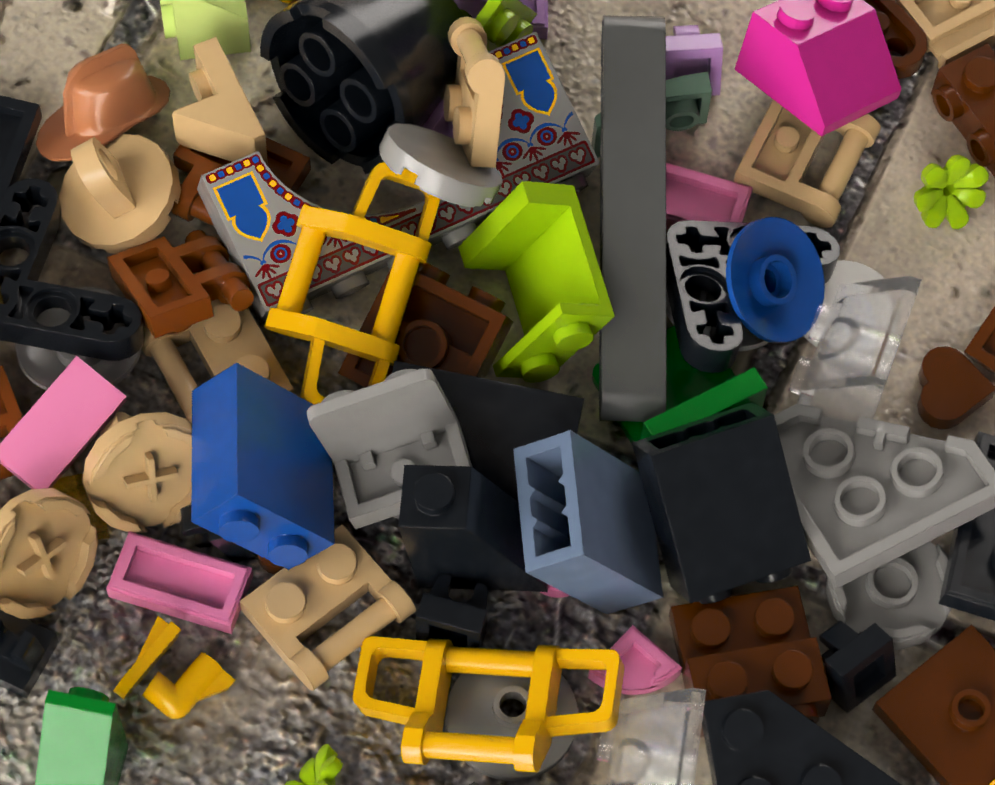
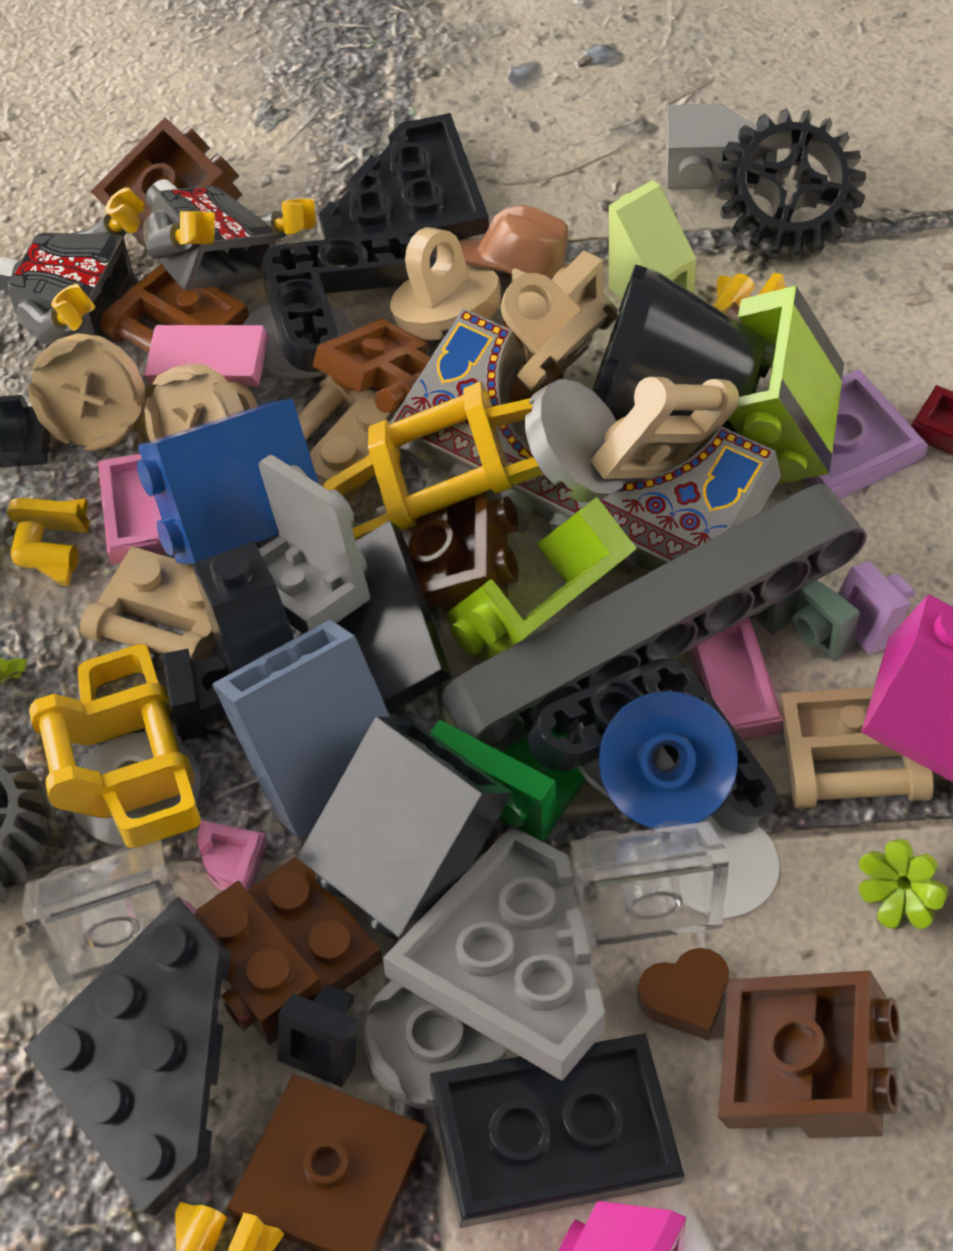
camera: 70 degrees right, 10 degrees down
(296, 114) = (558, 336): none -> tan tile

